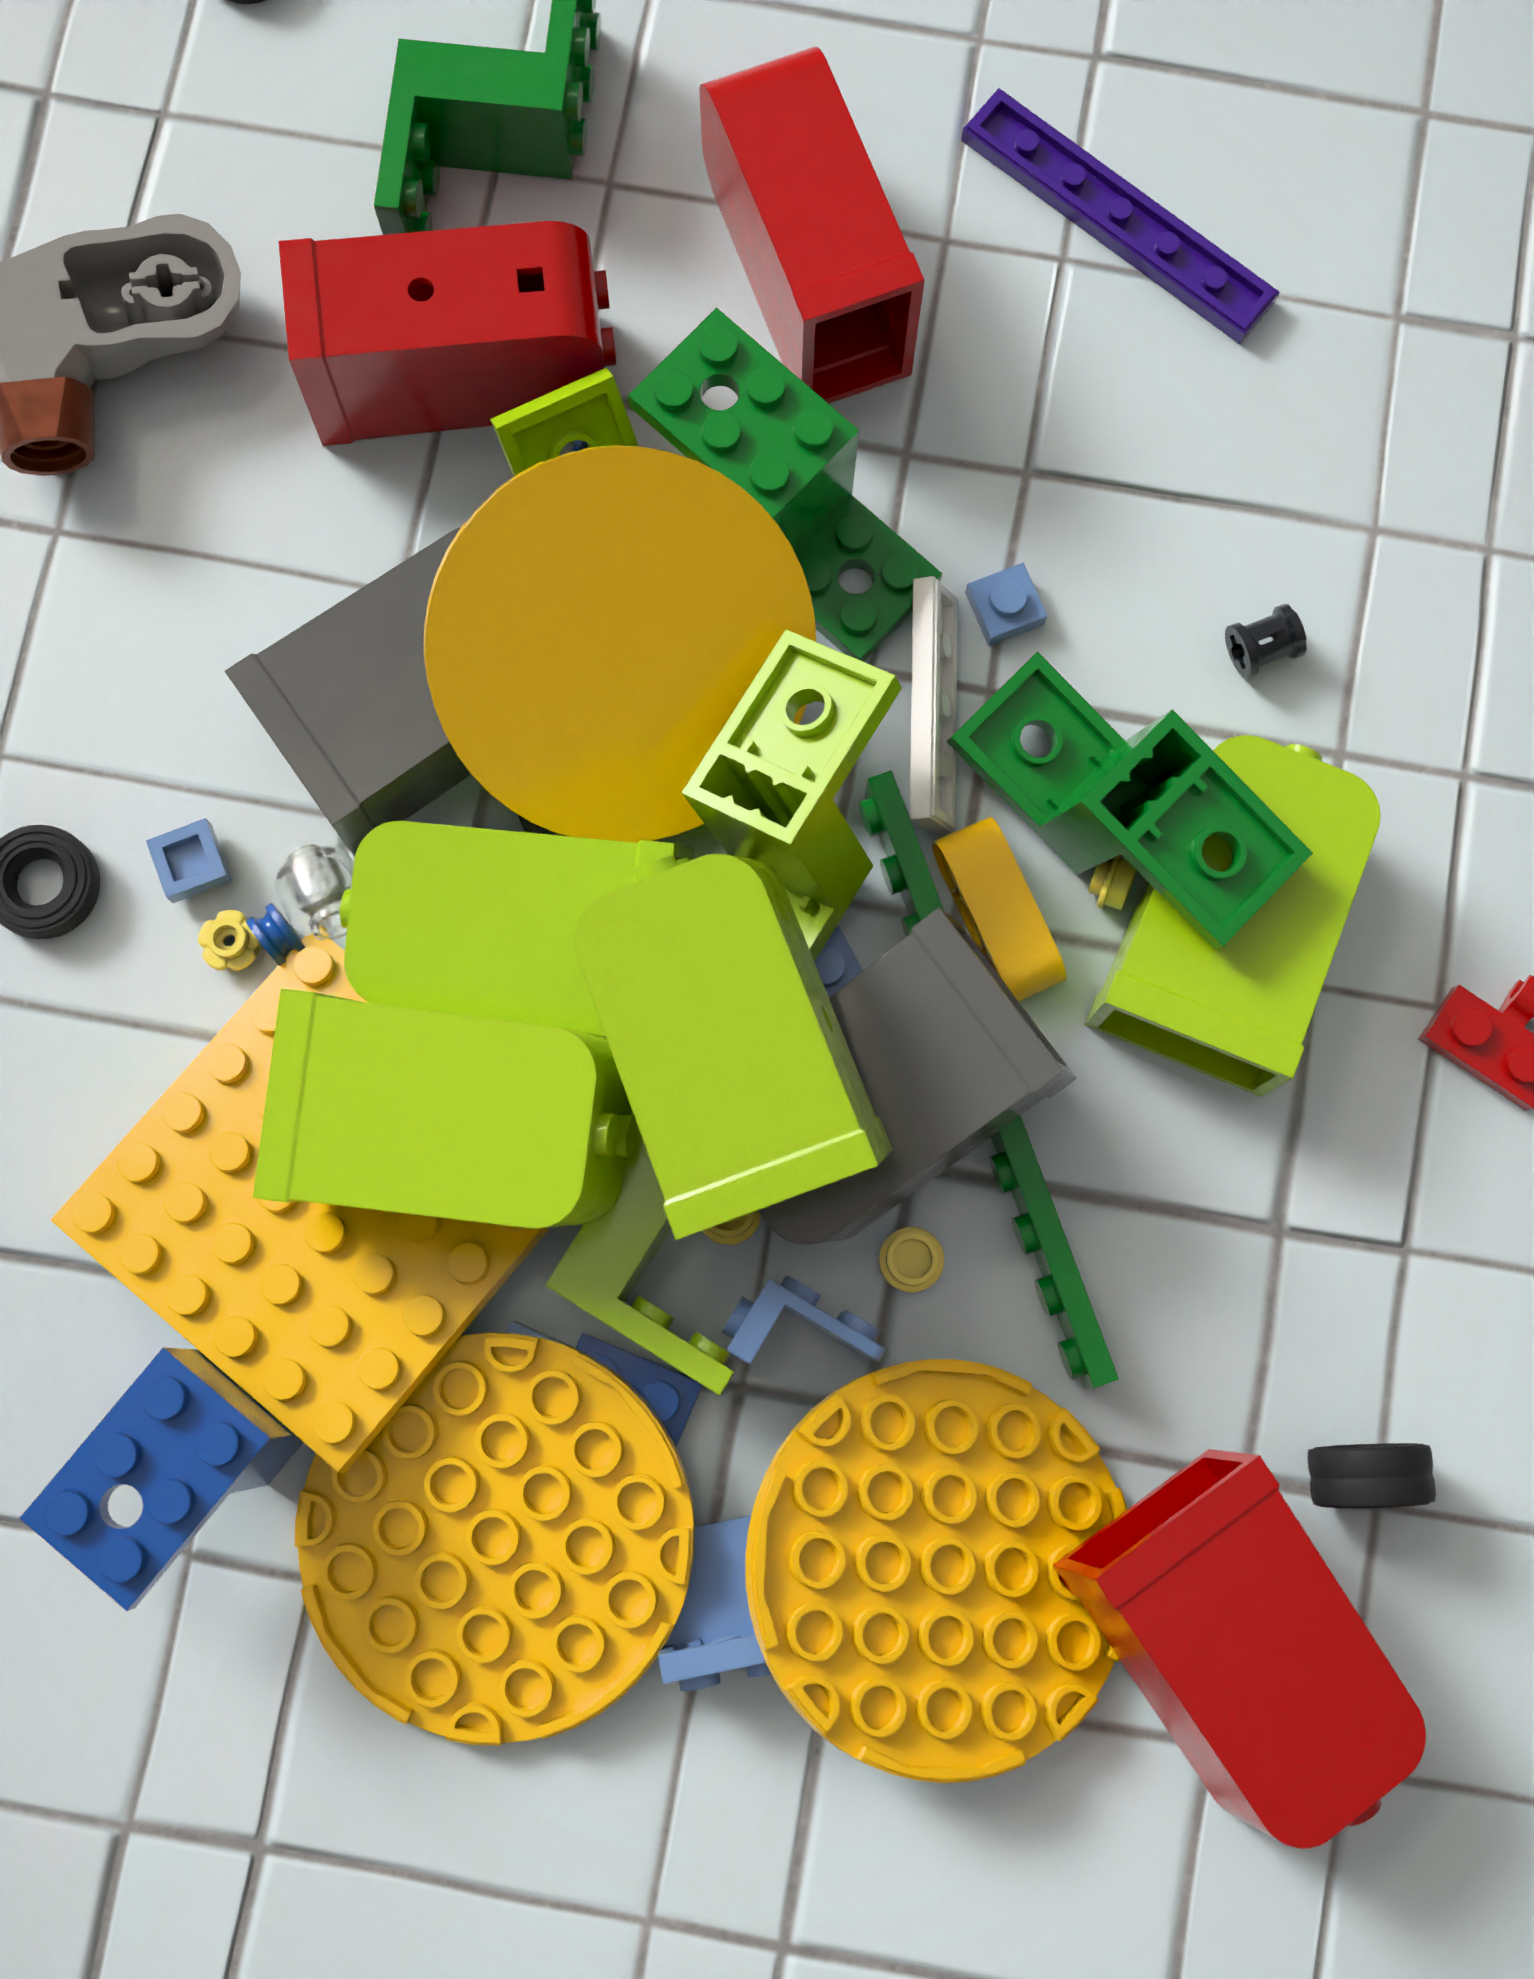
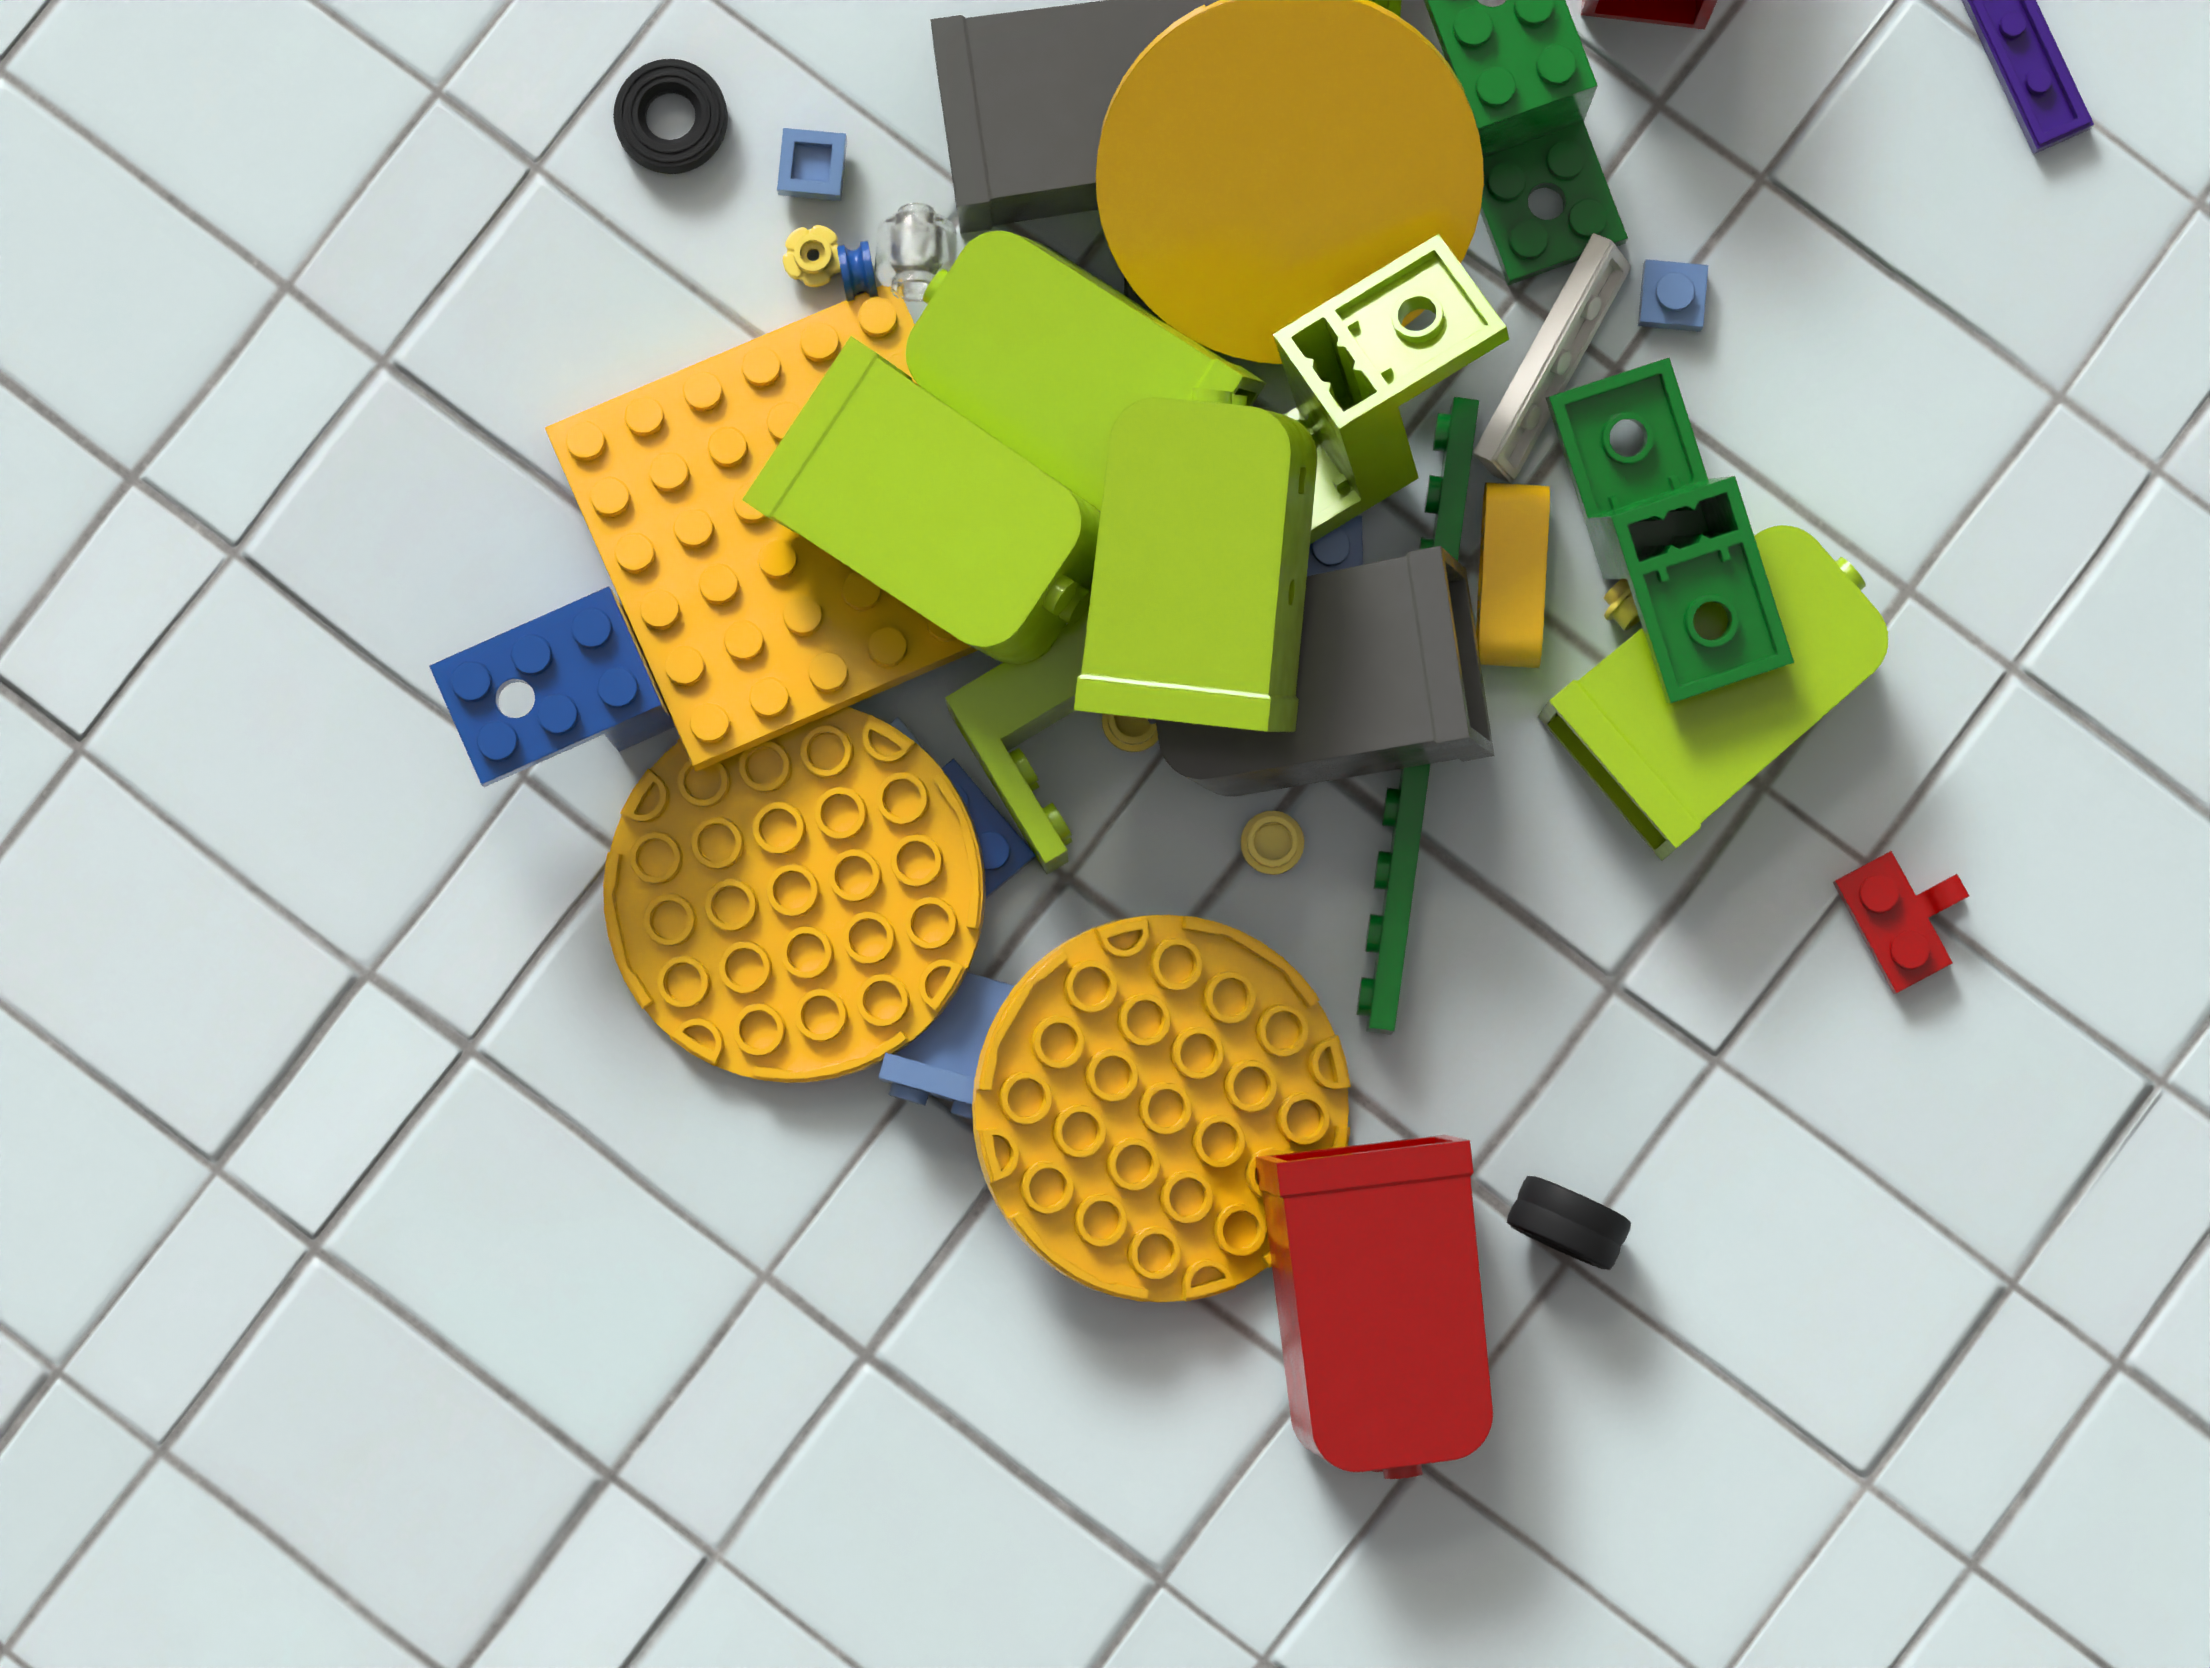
camera: 30 degrees right, 5 degrees up
(753, 1321) = (1107, 821): medium blue bracket -> none
(1282, 626) = (1873, 438): black bush -> none

